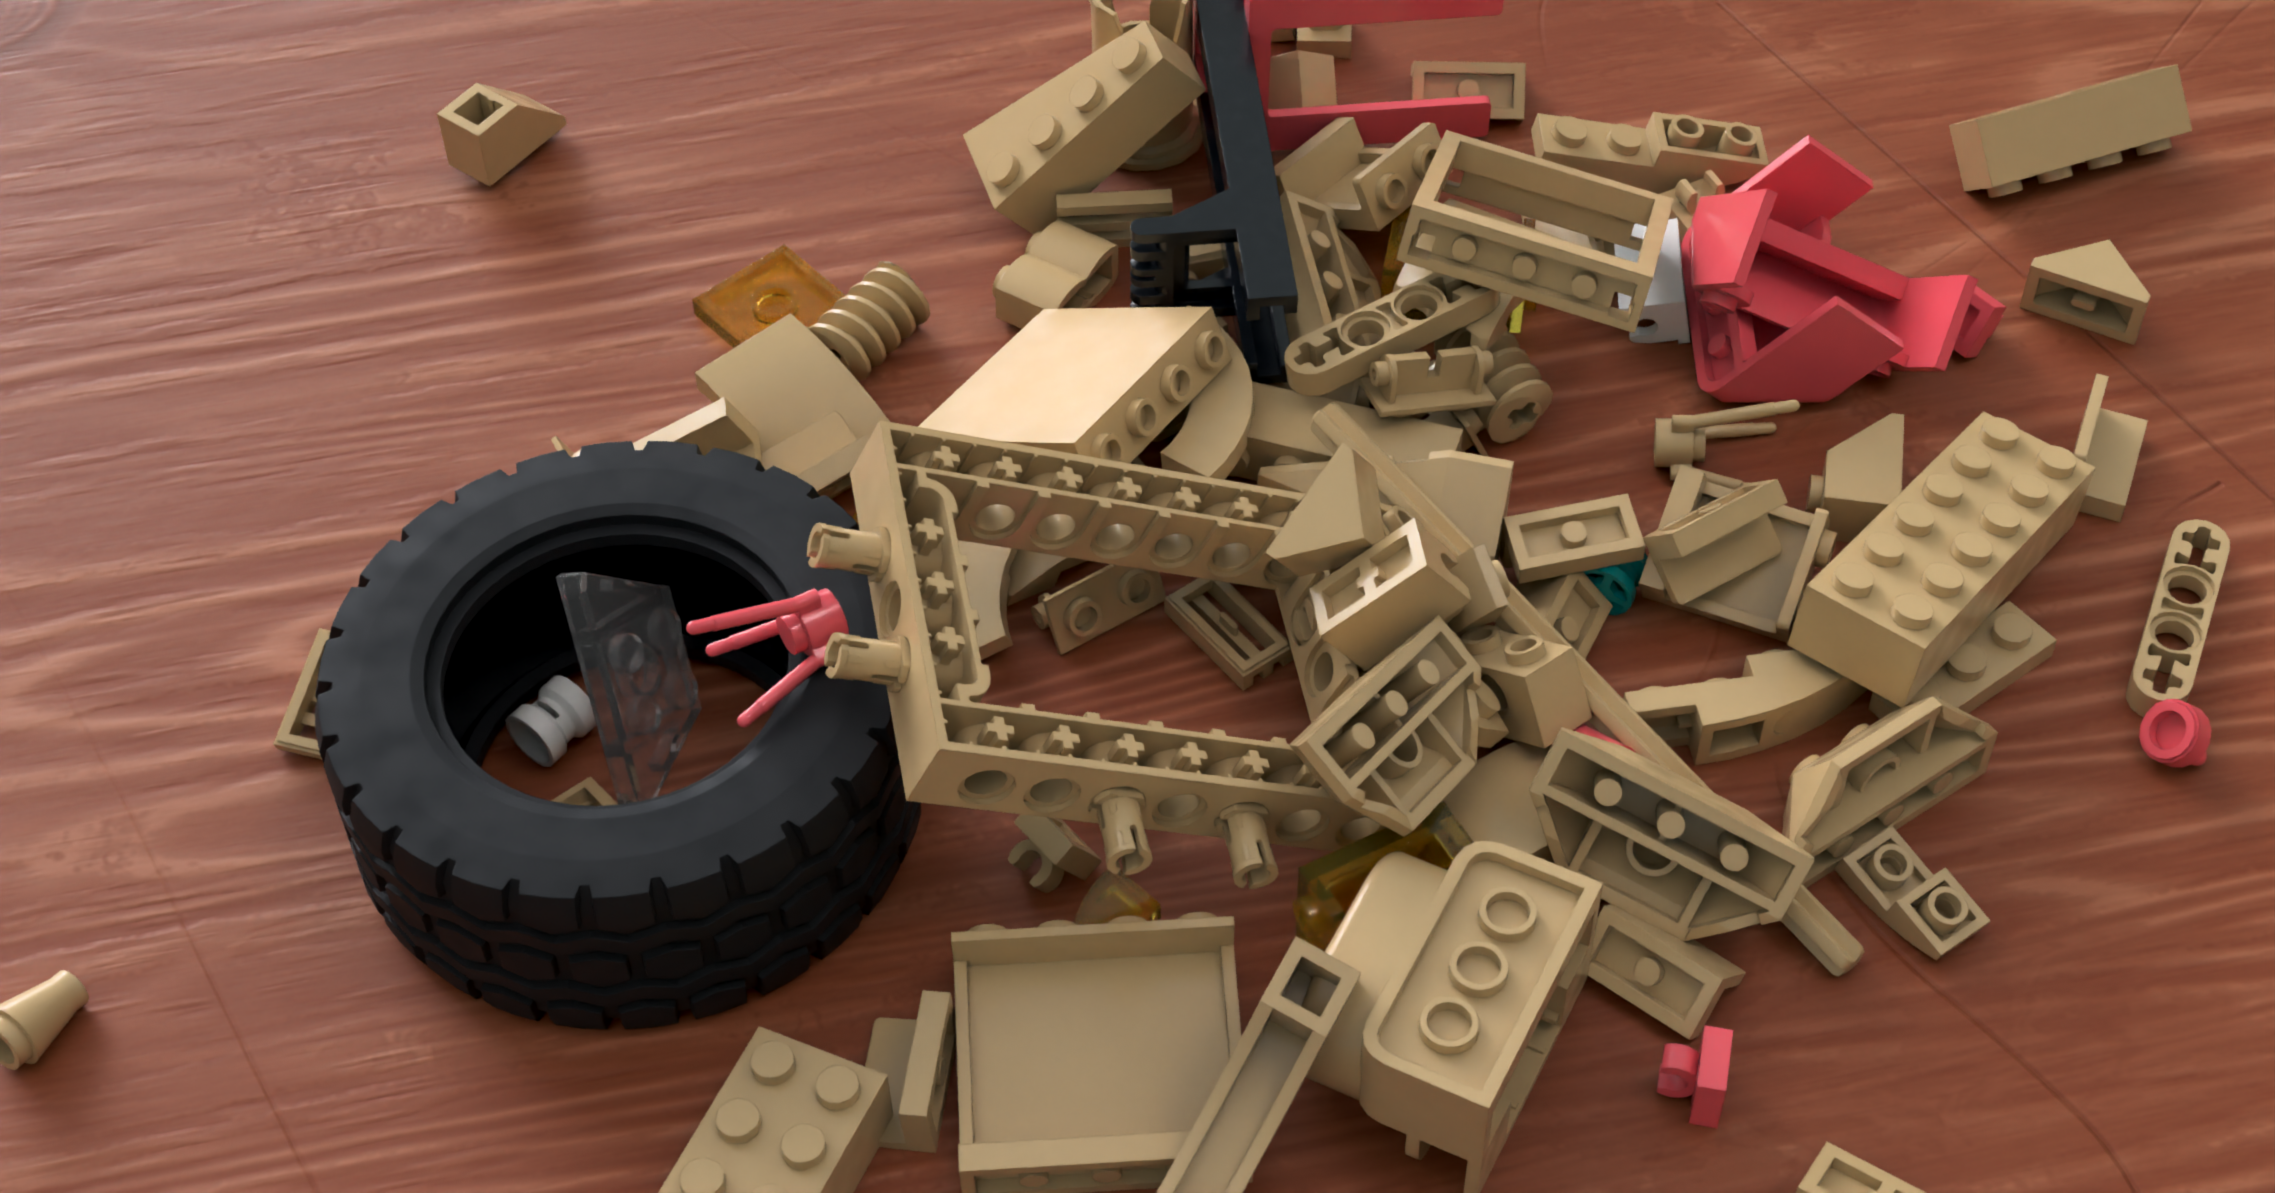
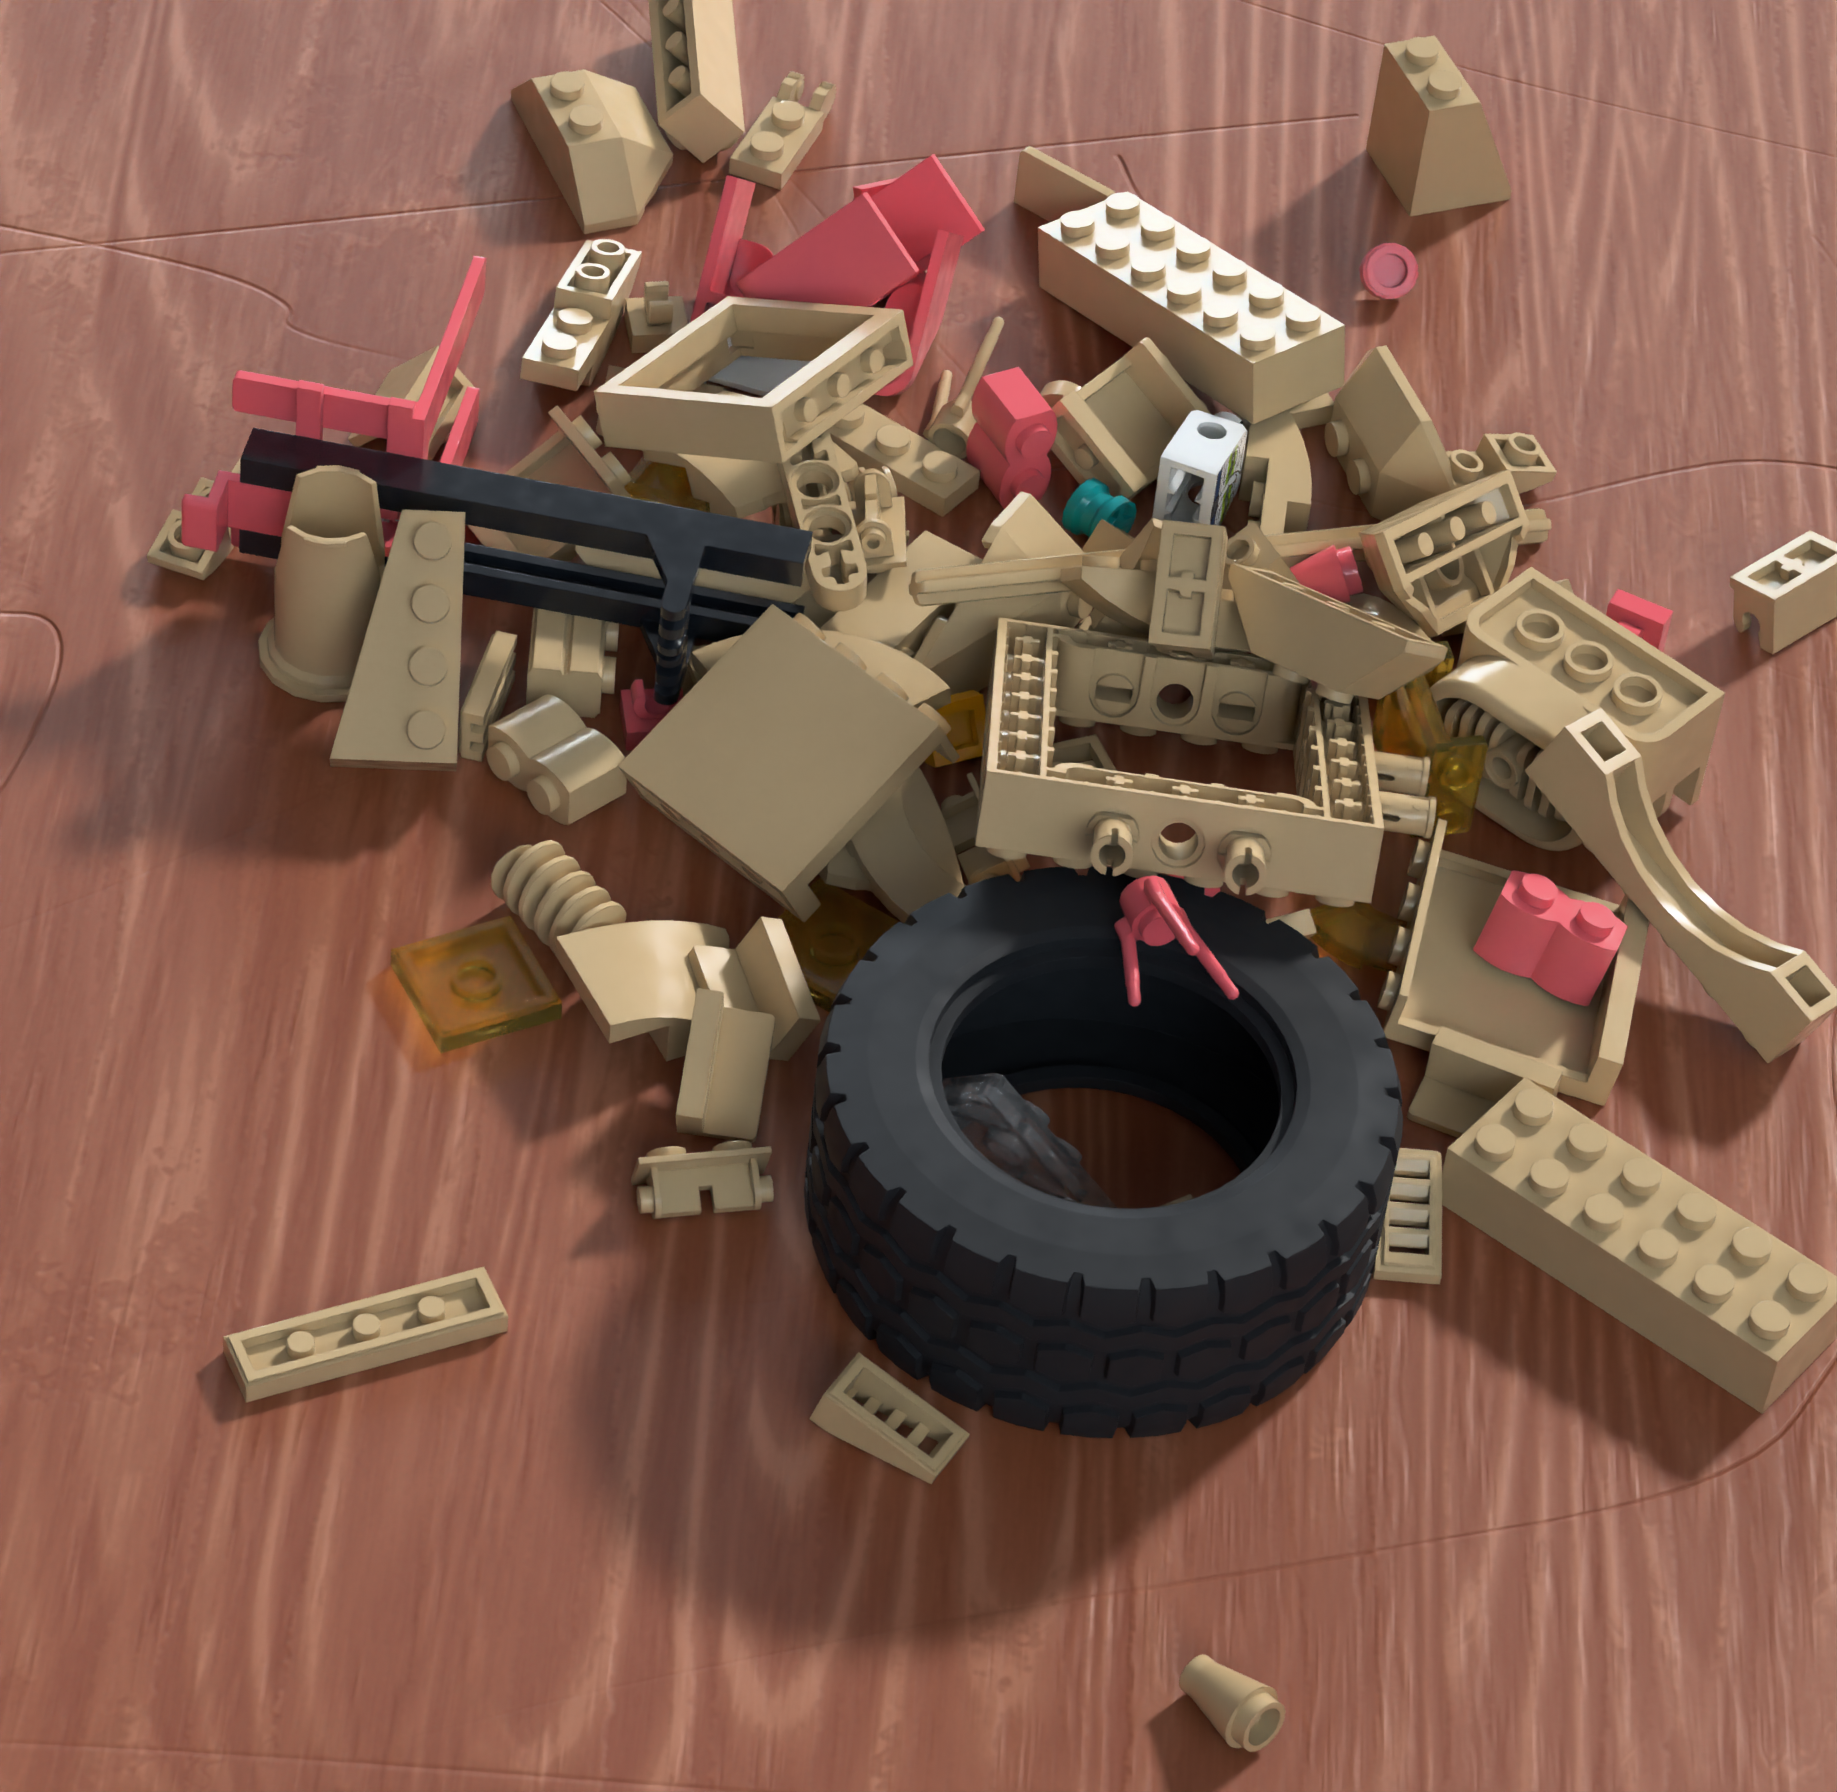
camera: 80 degrees left, 5 degrees down
(351, 347) = (365, 1334): none -> tan tile
(494, 130) = (105, 1132): tan slope -> none
(728, 1013) = (1414, 1180): none -> tan slope
(1121, 1059) = (1550, 937): none -> coral brick
(1334, 518) = (1108, 584): tan slope -> none
(1571, 538) = (1088, 499): tan panel -> none
(1621, 412) = (916, 464): none -> tan plate
(1648, 455) = (1011, 436): none -> coral brick
(1694, 624) = (1205, 453): none -> white torso
(1717, 541) = (1129, 409): tan panel -> none
(1860, 477) = (1057, 333): tan slope -> none
(1905, 98) = (595, 145): none -> tan wedge
(2040, 226) = (782, 133): none -> tan hinge
(2088, 290) = (893, 128): tan slope -> none
(2179, 618) = (1316, 259): tan beam -> none

